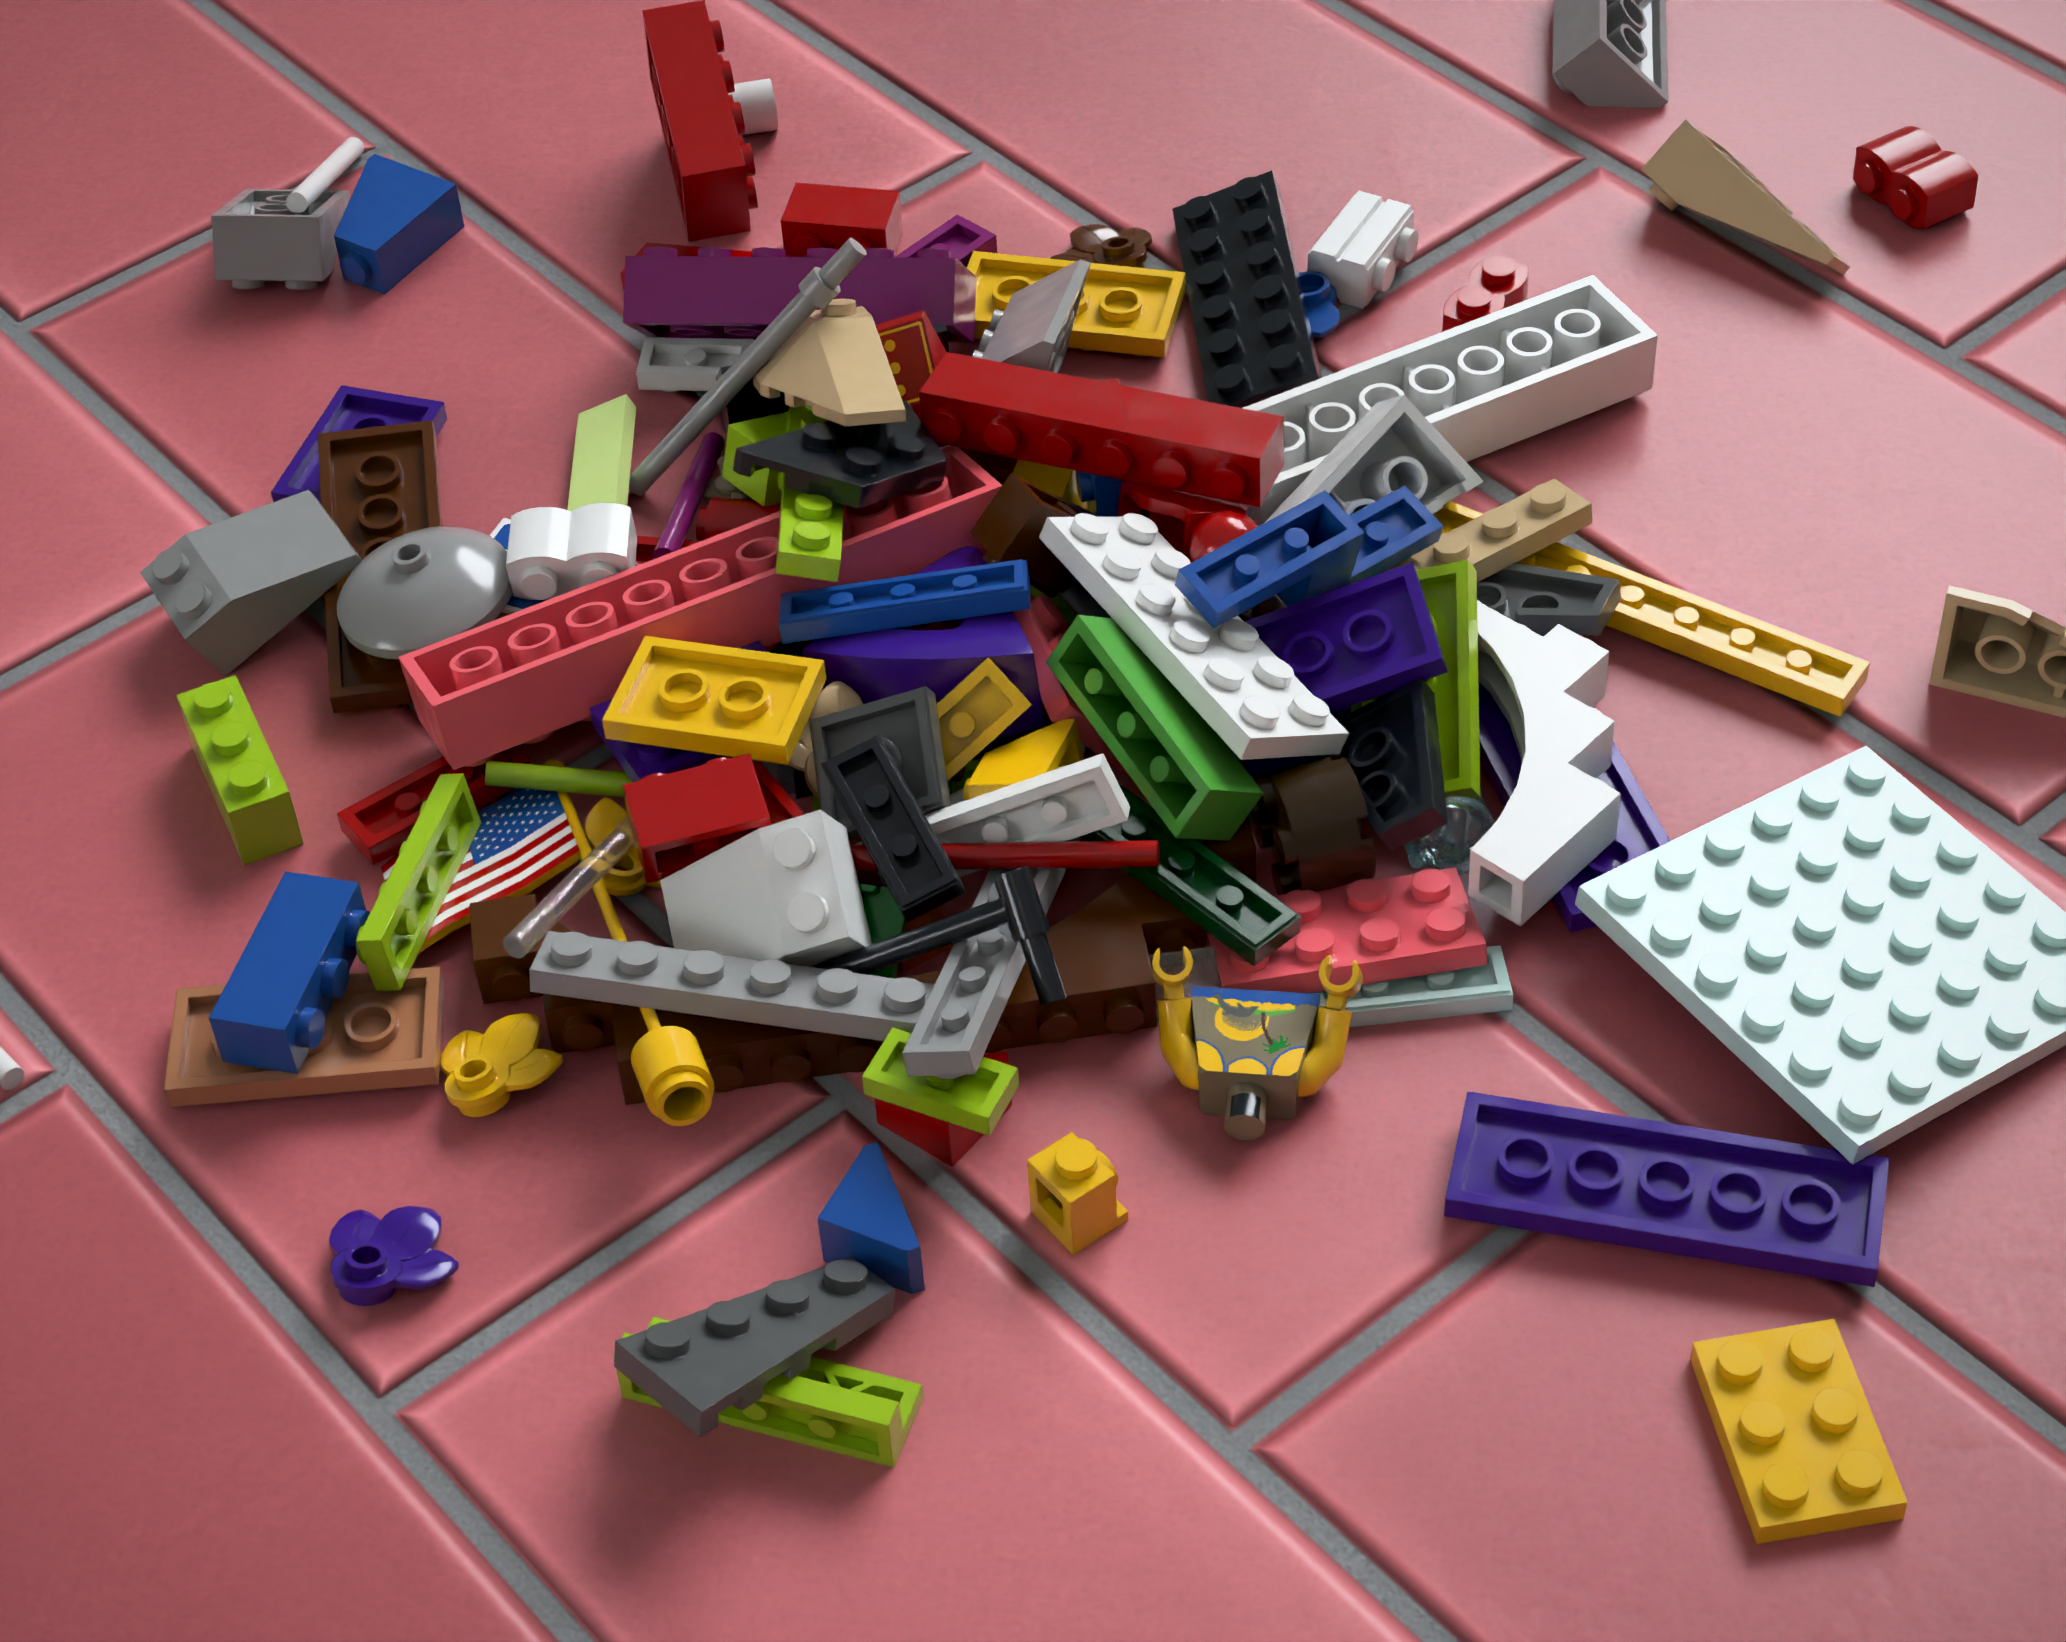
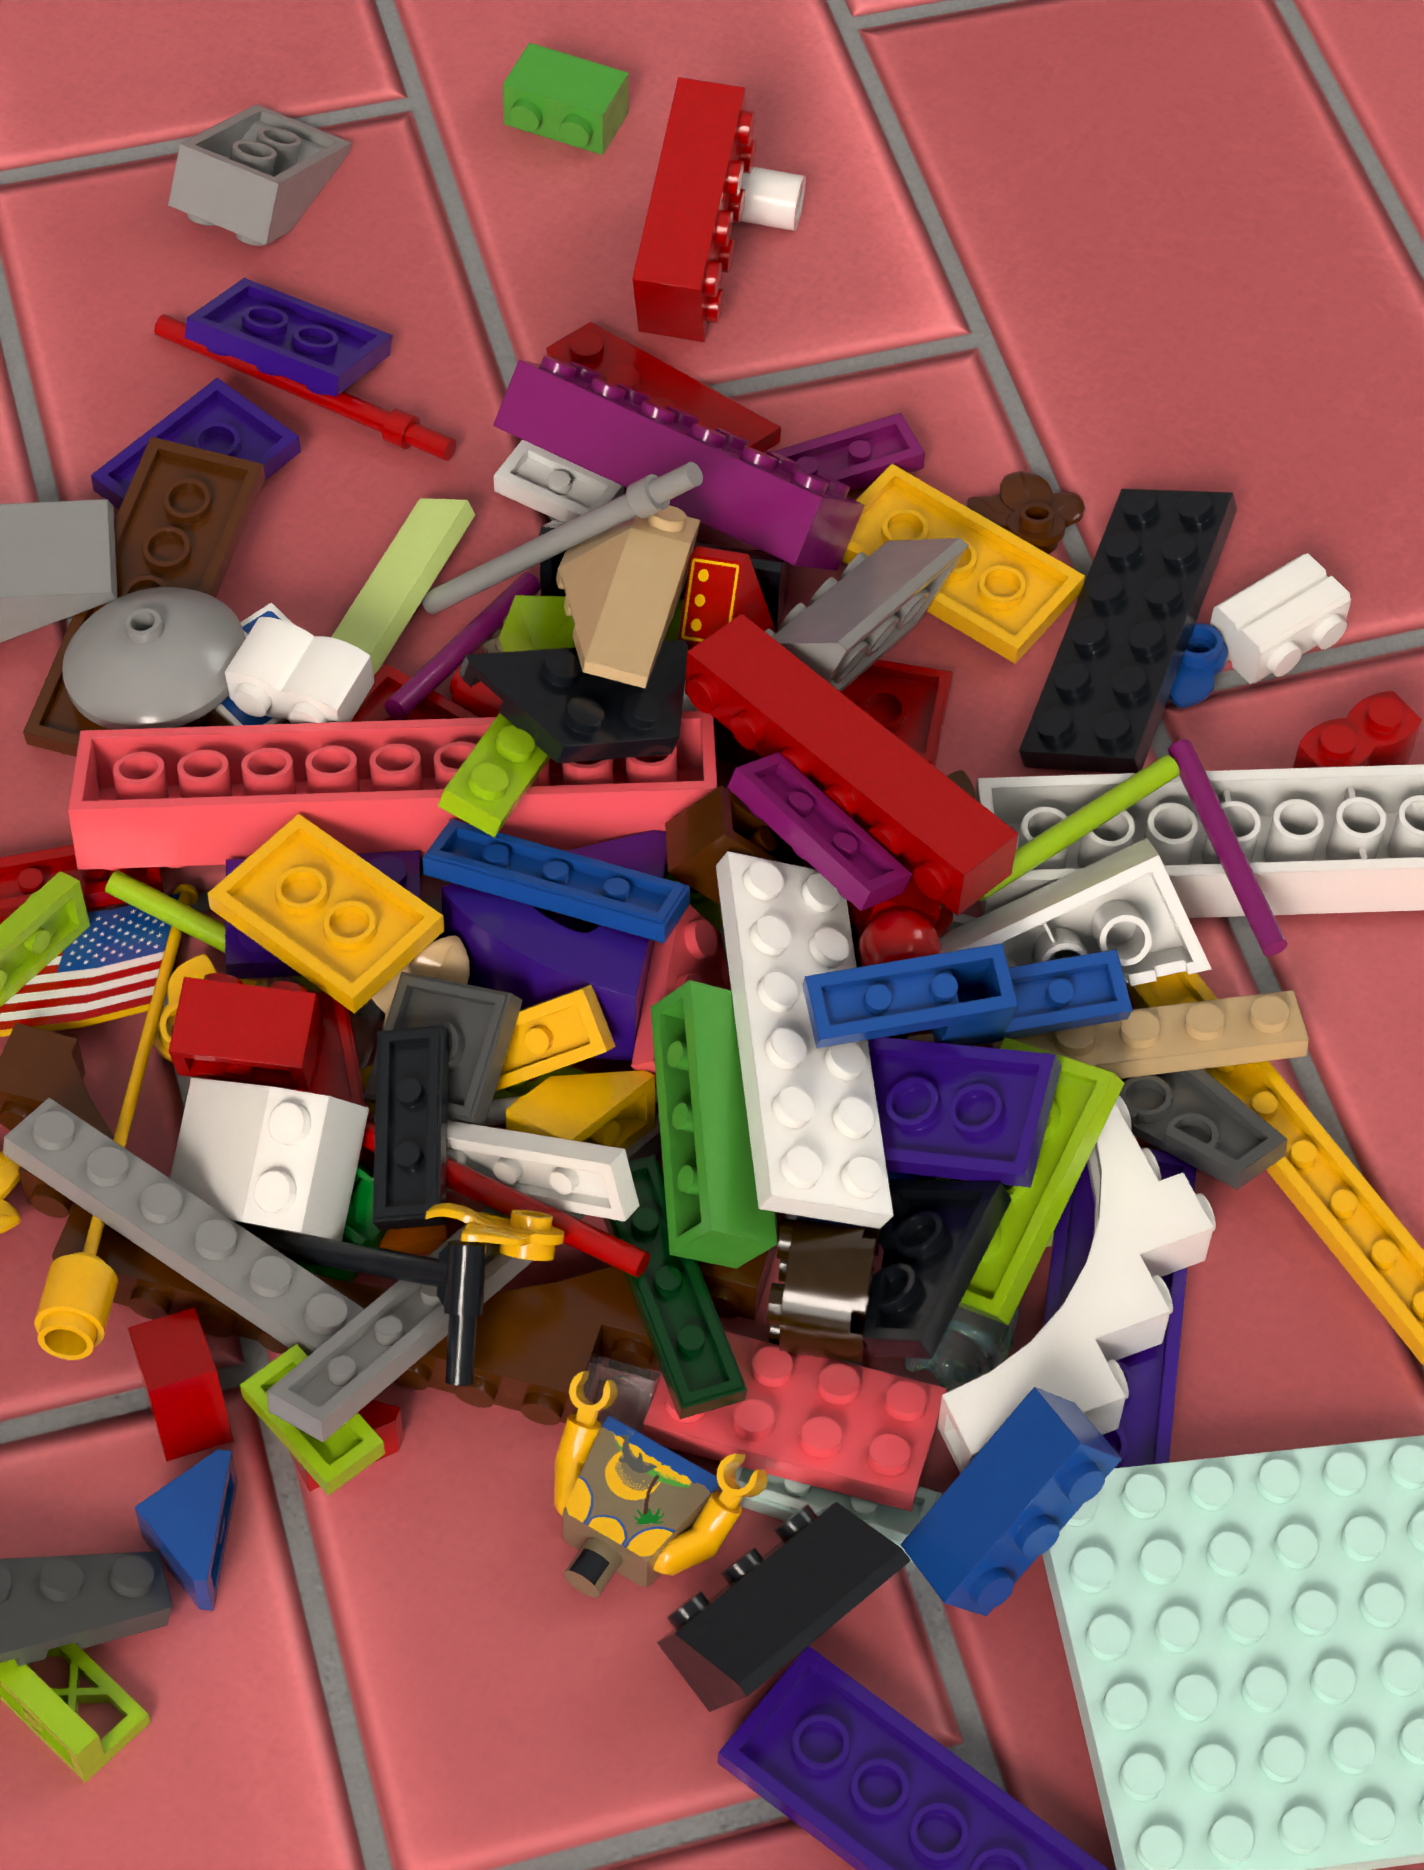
camera: 20 degrees right, 10 degrees up
(324, 175) = (323, 126): white bar -> none
(387, 336) = (288, 337): none -> dark purple plate
(394, 223) = (363, 204): blue slope -> none
(523, 96) = (566, 98): none -> bright green brick
(524, 371) = (396, 426): none -> red bar
(569, 891) = (96, 1057): clear bar -> none
(795, 1117) = (181, 1384): none -> red slope
(832, 214) = (784, 380): red brick -> none
(1048, 862) = (523, 1236): none -> yellow plate
(1080, 1181) = (389, 1582): yellow brick -> none
(1113, 479) = (819, 831): none -> magenta plate
(1319, 408) = (1090, 818): none -> lime bar
(1427, 1064) = (778, 1602): none -> black slope
(1440, 395) = (1228, 848): none -> magenta bar
(1577, 904) = (1010, 1502): none -> blue brick

